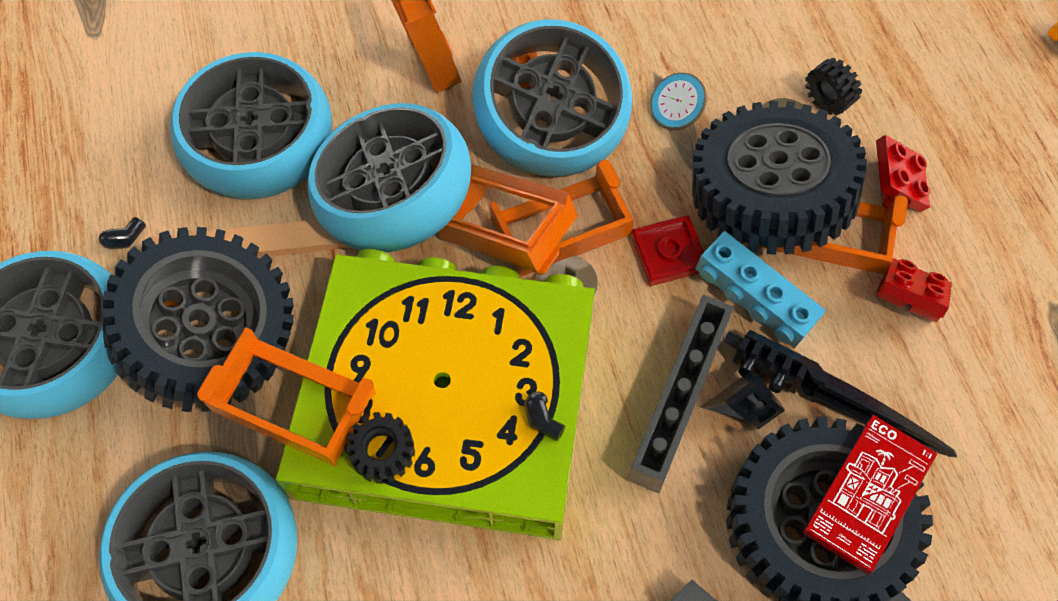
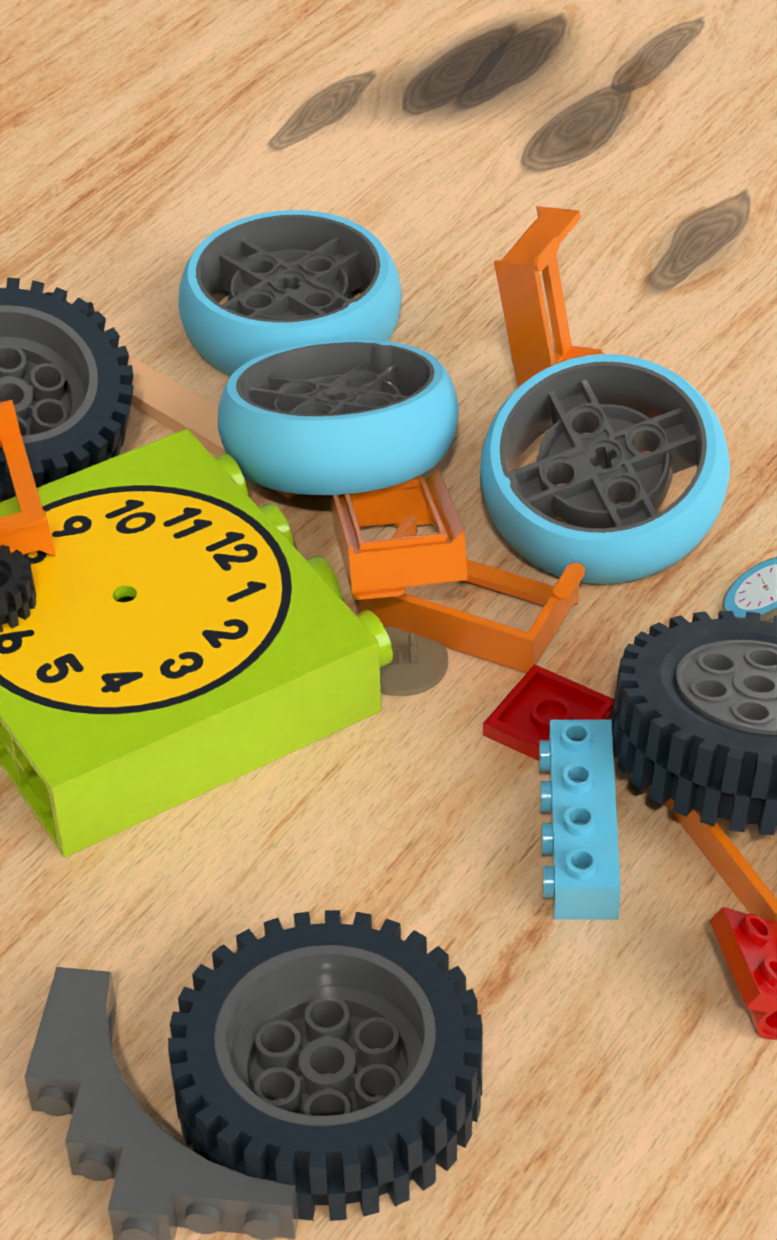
camera: 50 degrees right, 20 degrees down
(538, 416) = (151, 689): black arm -> none
(680, 394) = (351, 826): dark grey brick -> none
(747, 401) = (411, 887): black slope -> none
(821, 386) = (507, 914): black piece -> none
(870, 494) = (381, 1049): red tile -> none

